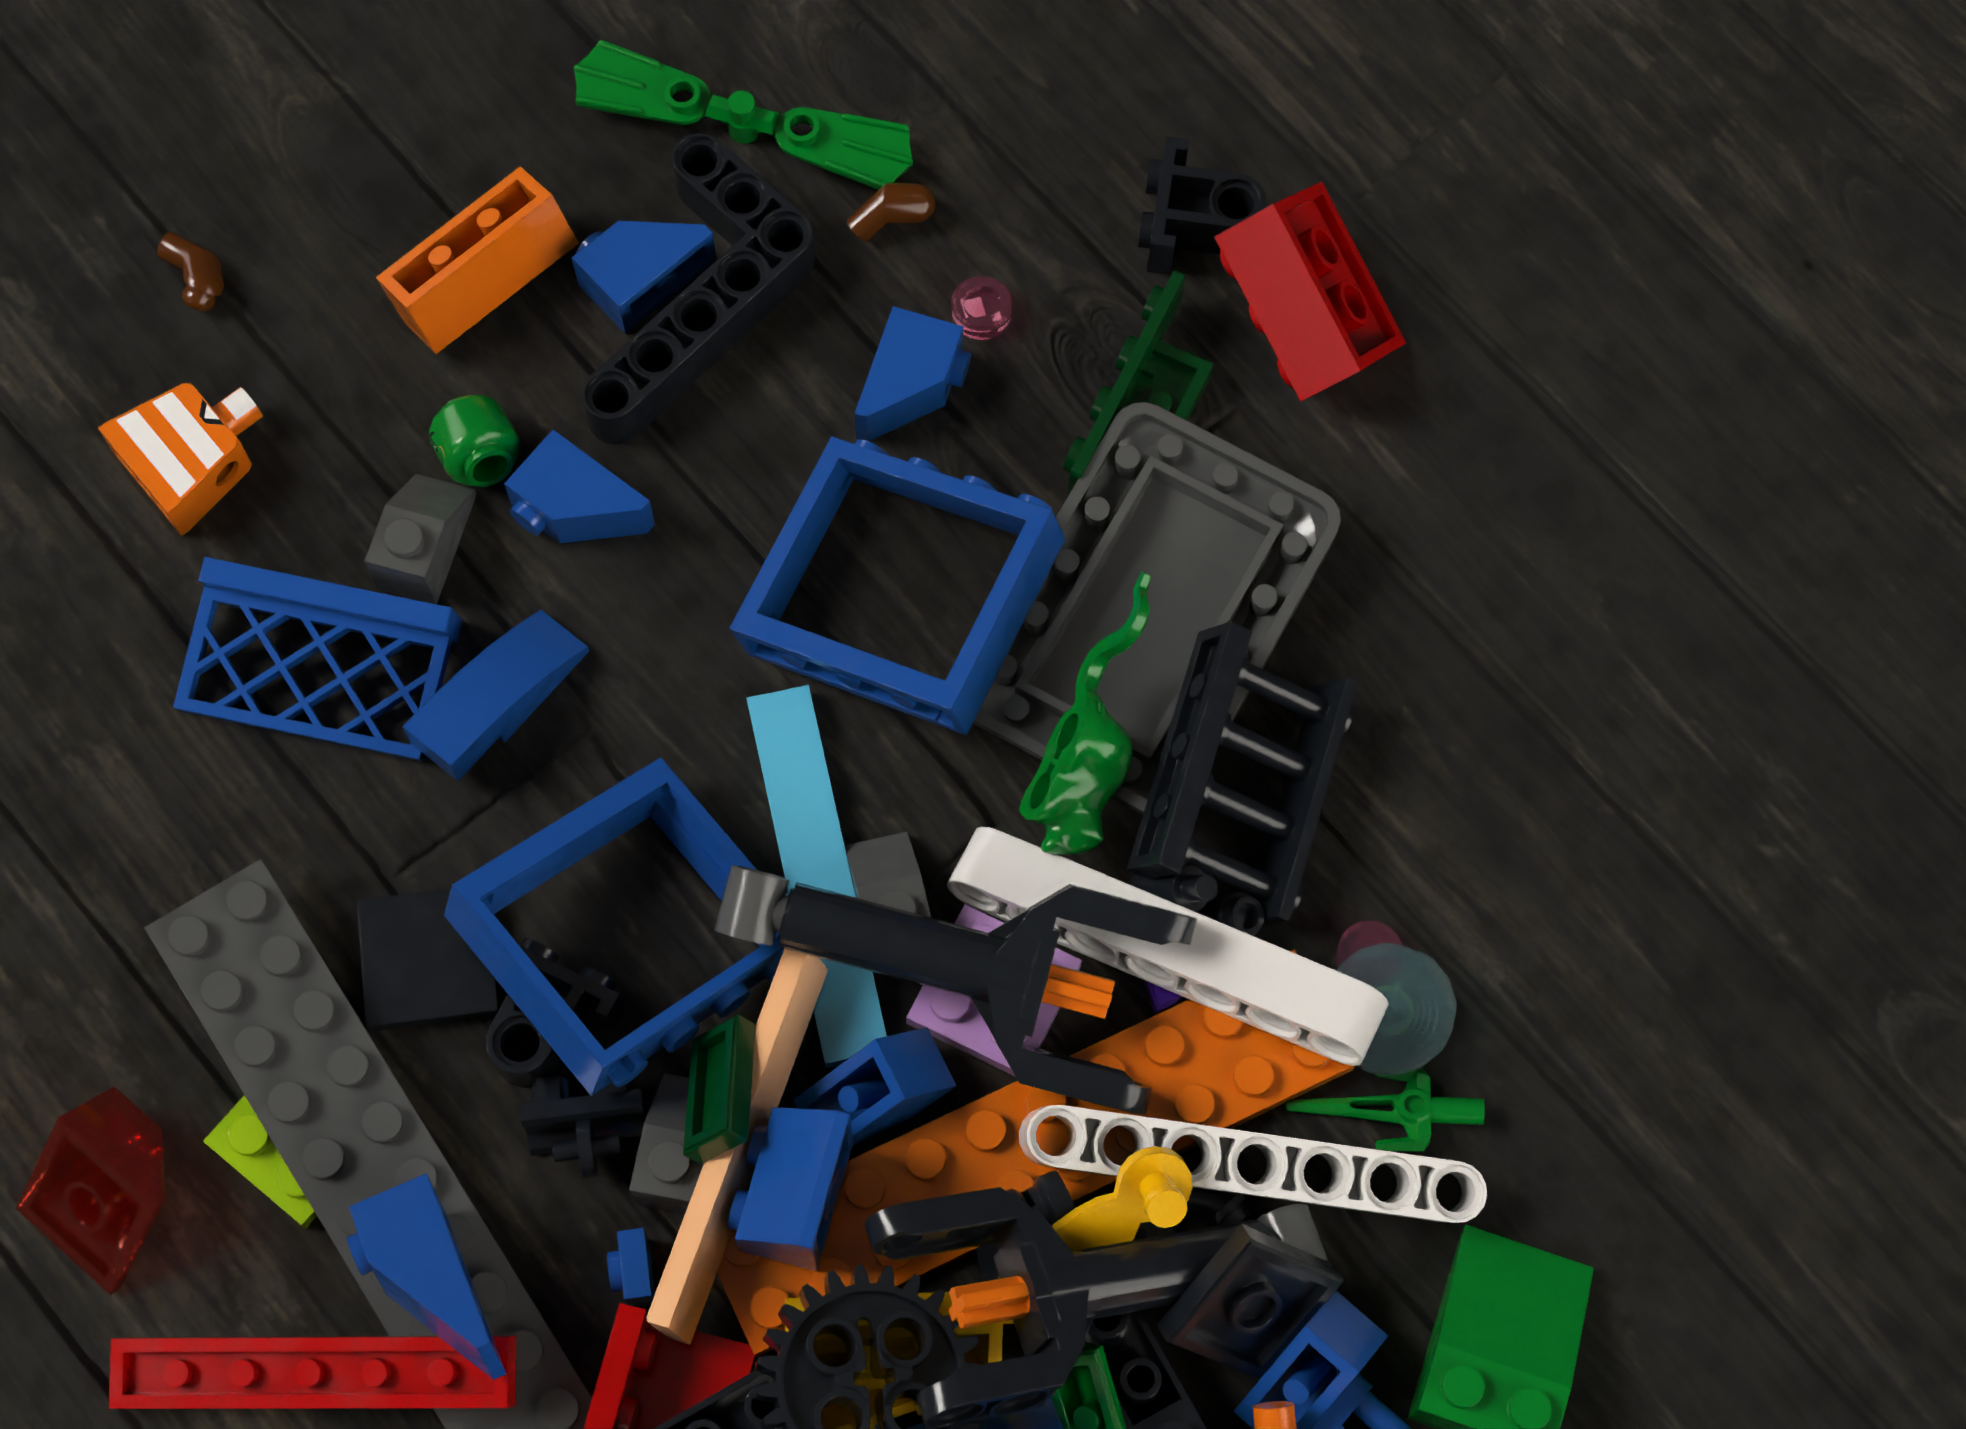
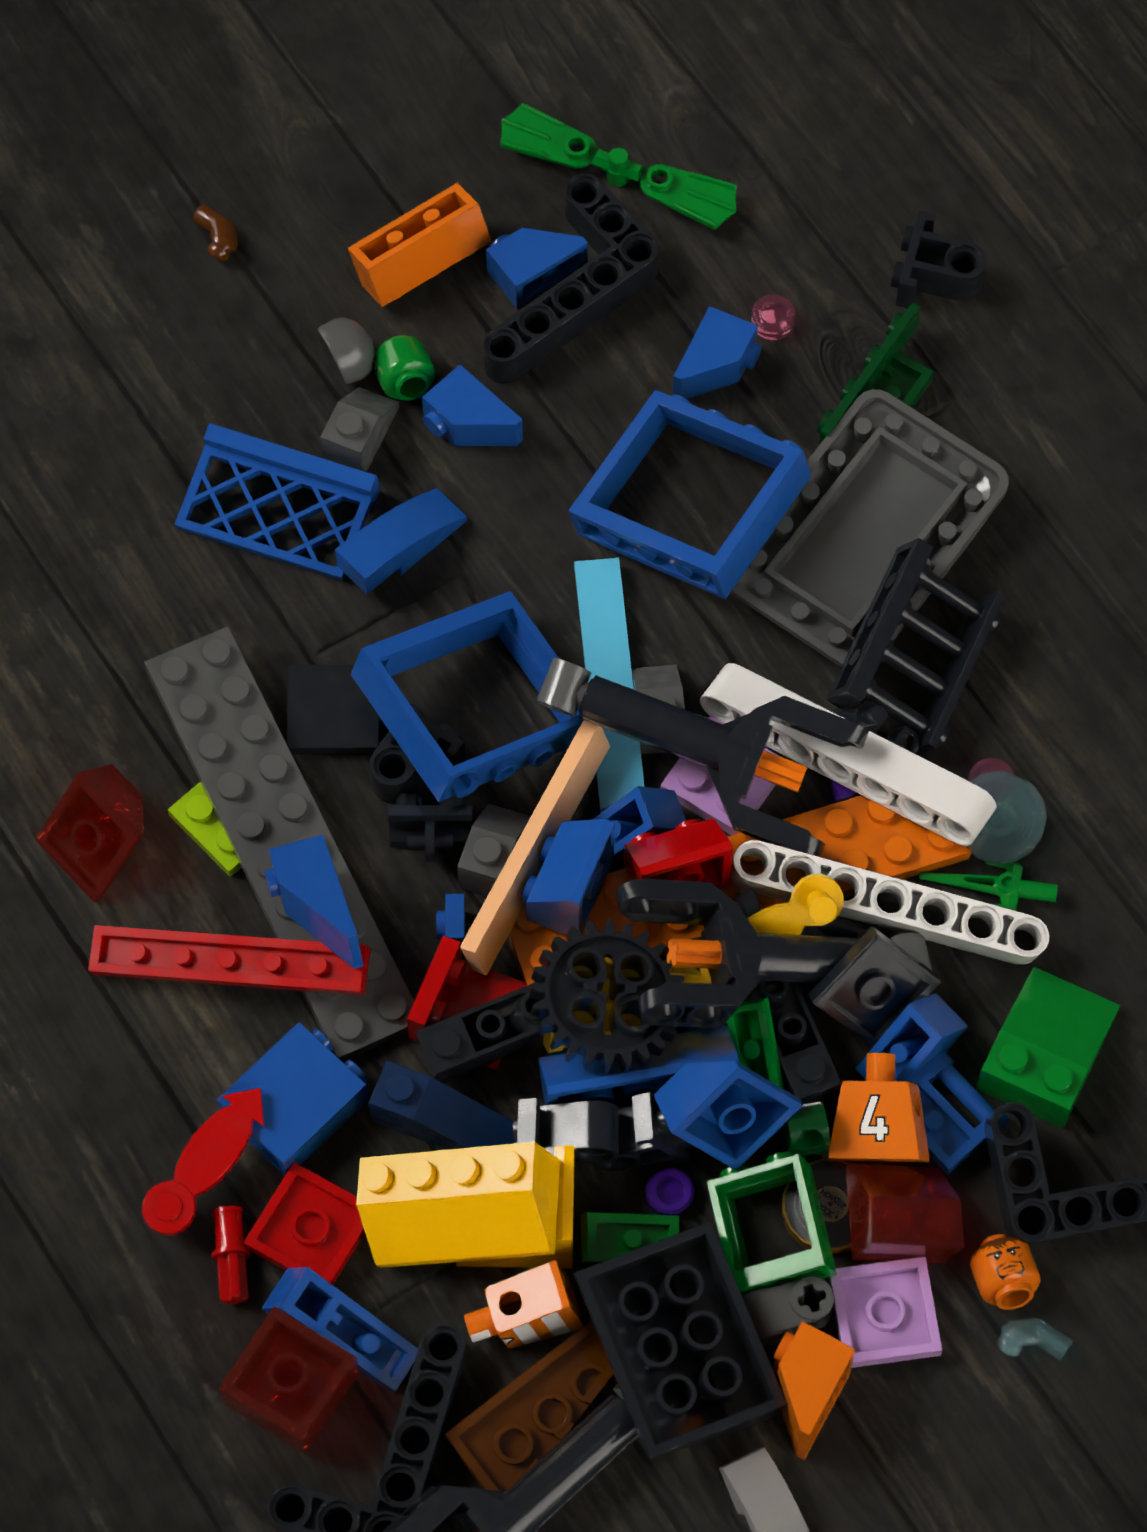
camera: 10 degrees right, 5 degrees down
(184, 449) = (199, 352): orange torso -> none
(393, 422) = (350, 347): none -> dark grey hair
(719, 1089) = (526, 806): dark green tile -> none
(892, 205) = (717, 238): reddish brown arm -> none
(947, 1141) = (688, 853): none -> red slope
(1086, 750) = (808, 616): green animal -> none
(1309, 291) = (1008, 326): red slope -> none

